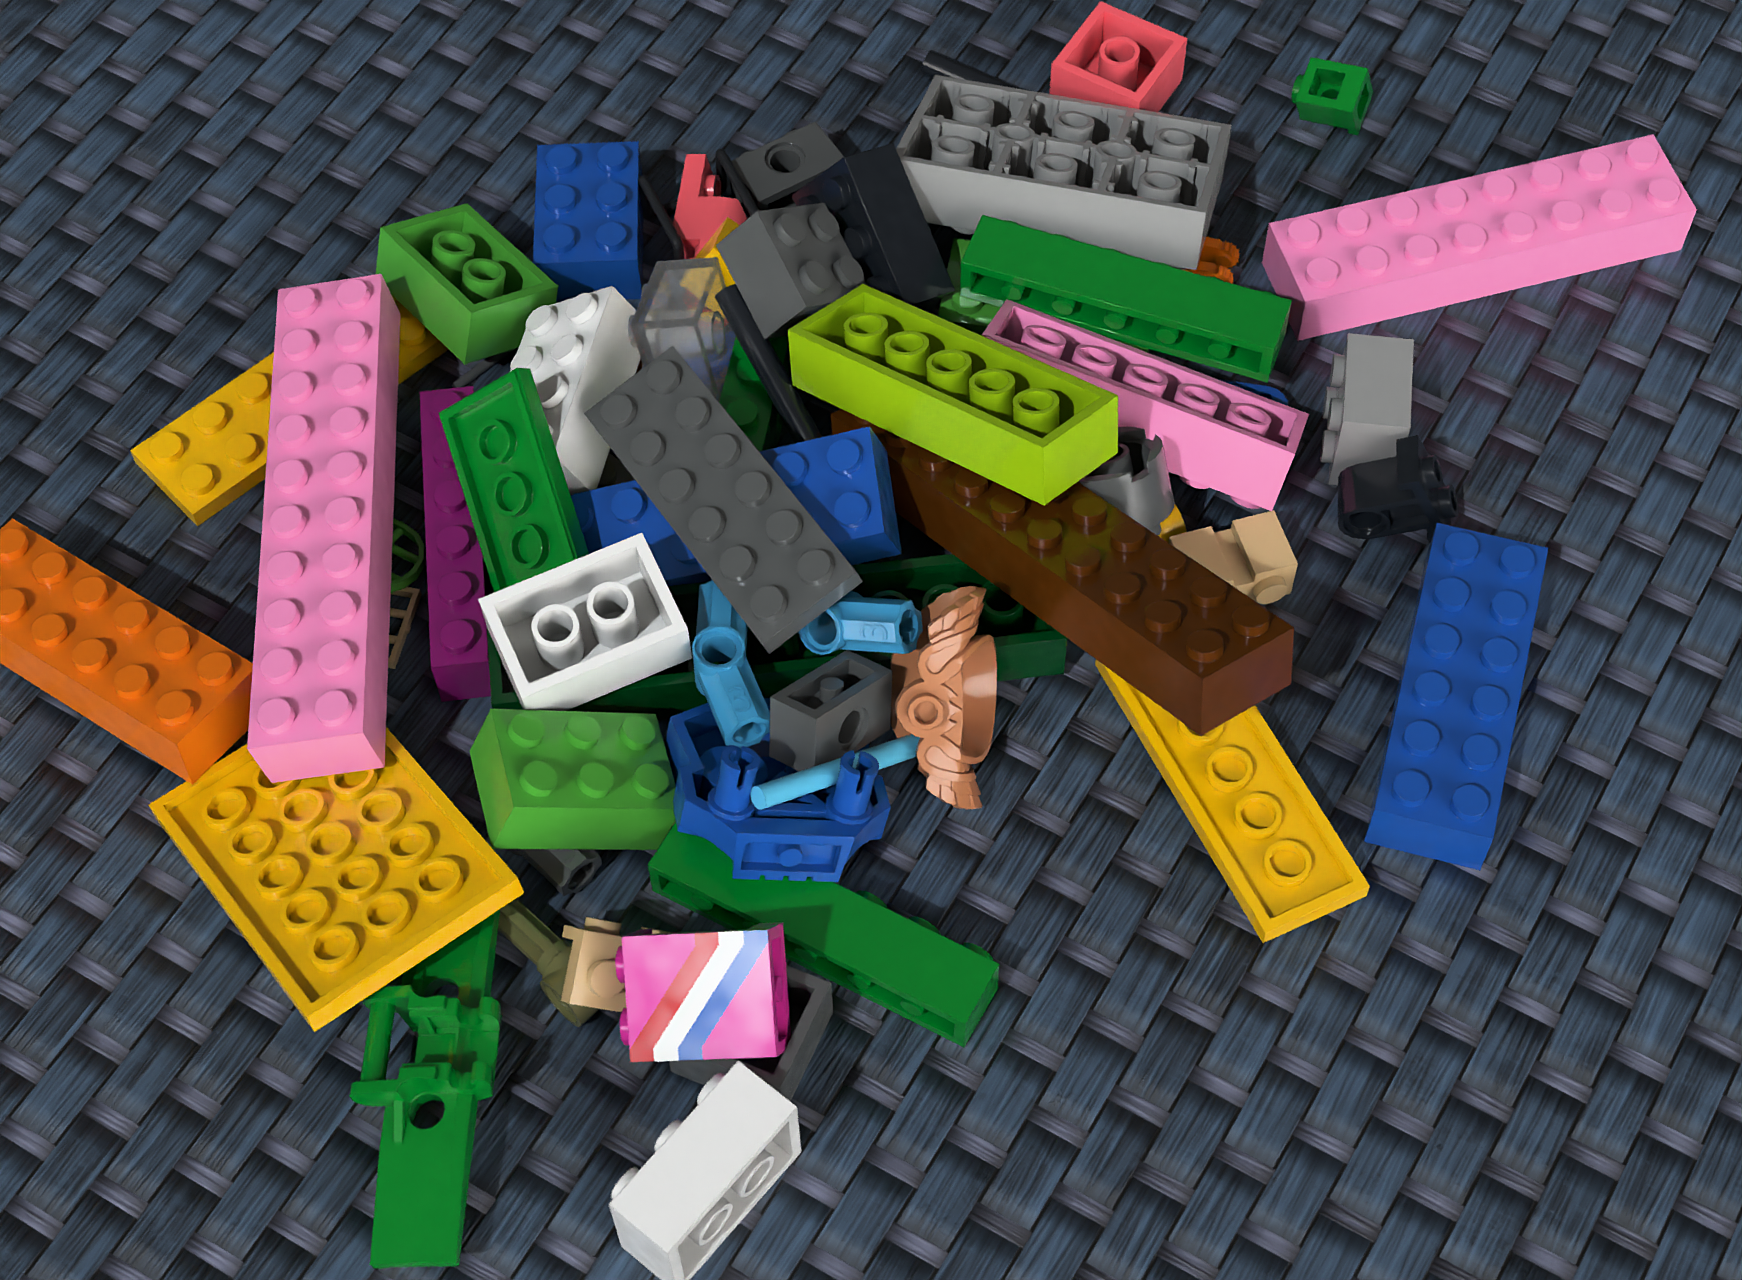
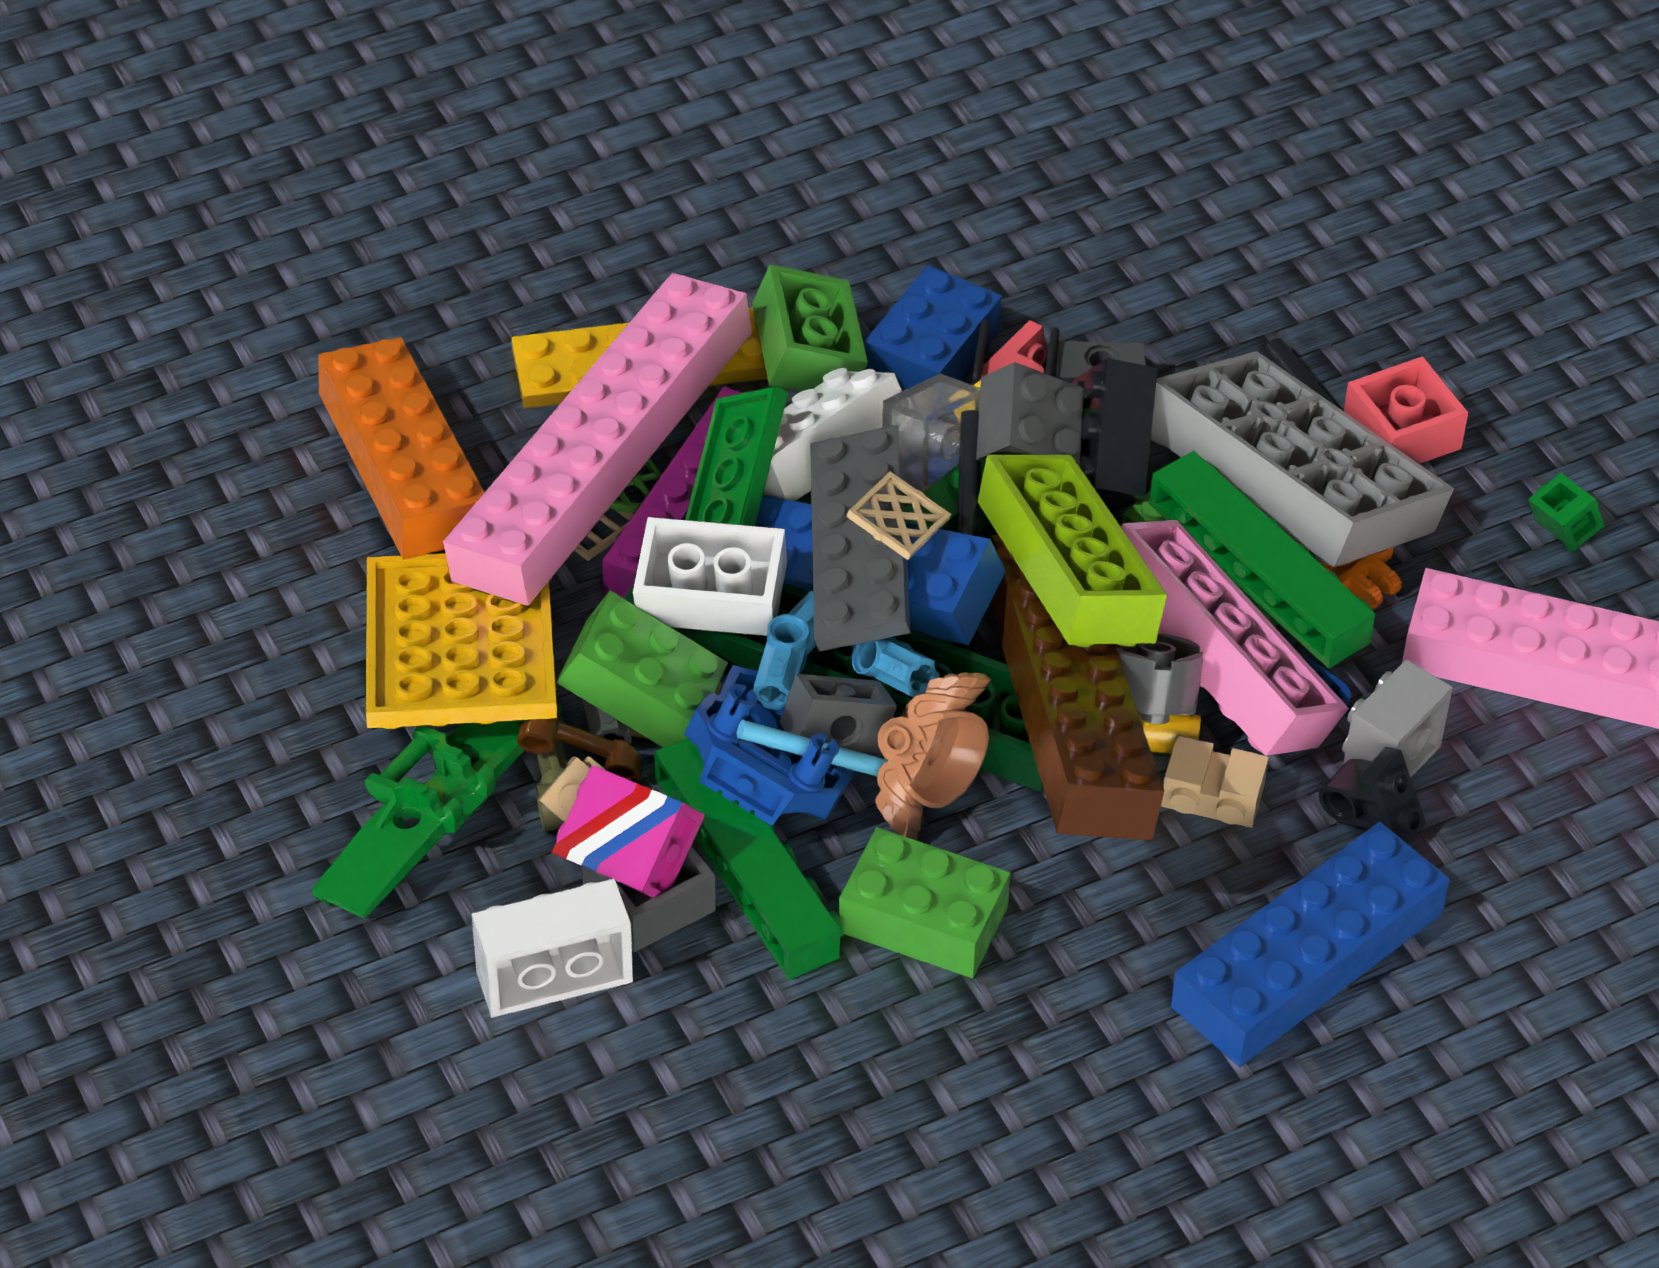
camera: 30 degrees right, 10 degrees down
(609, 892) = (540, 736): none -> reddish brown bar
(759, 482) = (914, 497): none -> tan window
(1052, 874) = (924, 902): none -> bright green brick
(1248, 813) = (1101, 934): yellow plate -> none

